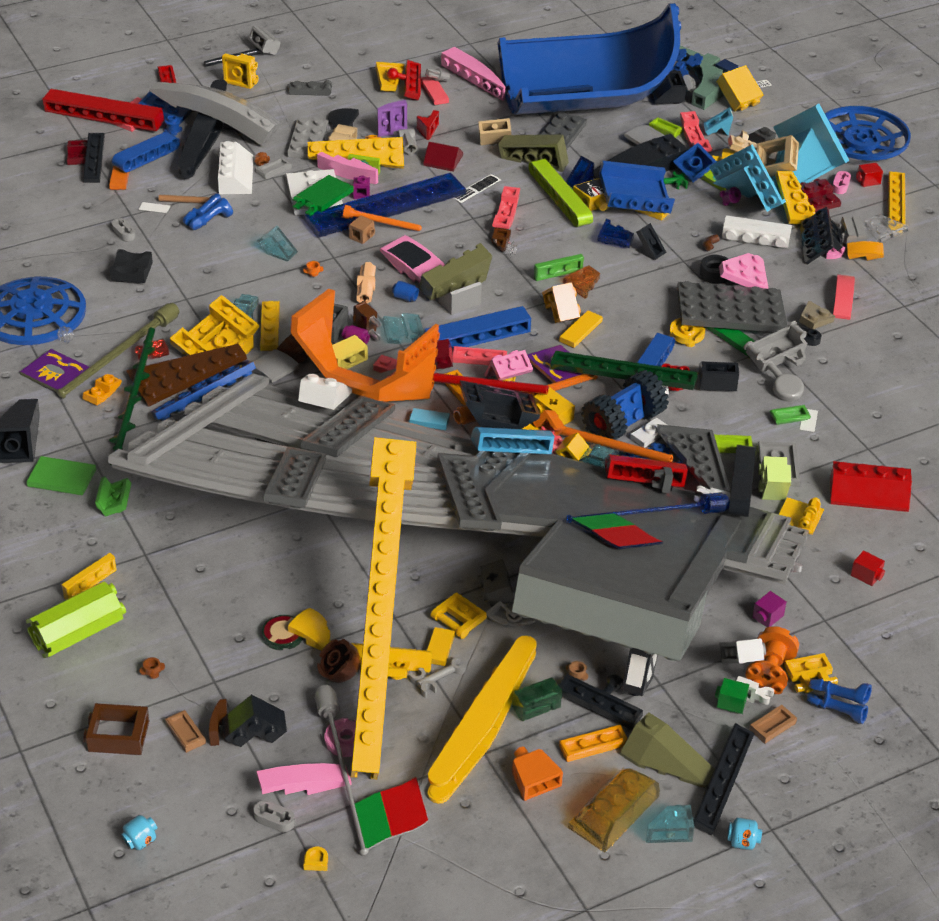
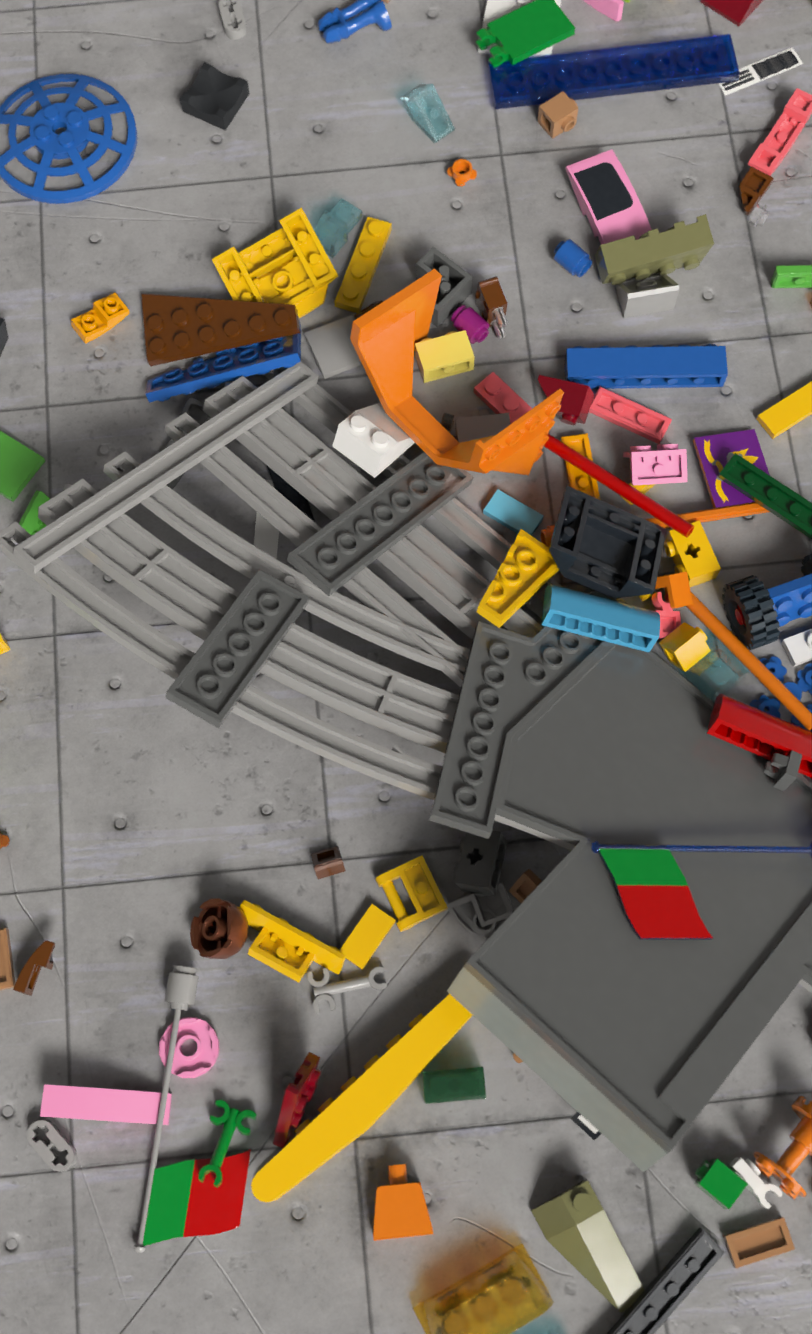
camera: 25 degrees right, 30 degrees up
(65, 334) = (85, 202): clear plate -> none
(65, 374) = (62, 272): flag -> none
(133, 389) = (134, 336): dark green plant -> none
(161, 349) = (192, 265): clear red plate -> none
(251, 719) = (72, 993): black brick -> none
(276, 633) = (175, 837): tile -> none
(312, 627) = (214, 844): yellow brick -> none
(316, 859) = (78, 1235): yellow tile -> none
(350, 213) = (550, 80): orange piece -> none
(361, 183) = (591, 22): magenta brick -> none
(366, 282) = (523, 224): light nougat piece -> none
(392, 474) = (351, 724): yellow piece -> none
(394, 765) = (231, 1119): none -> green bar
(399, 616) = (327, 862): none -> reddish brown slope
(403, 329) = (543, 328): clear light blue slope -> none
(438, 725) = (296, 1098): none -> dark red wing
(452, 431) = (517, 579): none -> yellow wing
(562, 301) = (786, 351): brick -> none
(593, 743) = (502, 1181): light orange tile -> none
(602, 701) = (538, 1116): black plate -> none
(742, 651) = (761, 1127): brick -> none

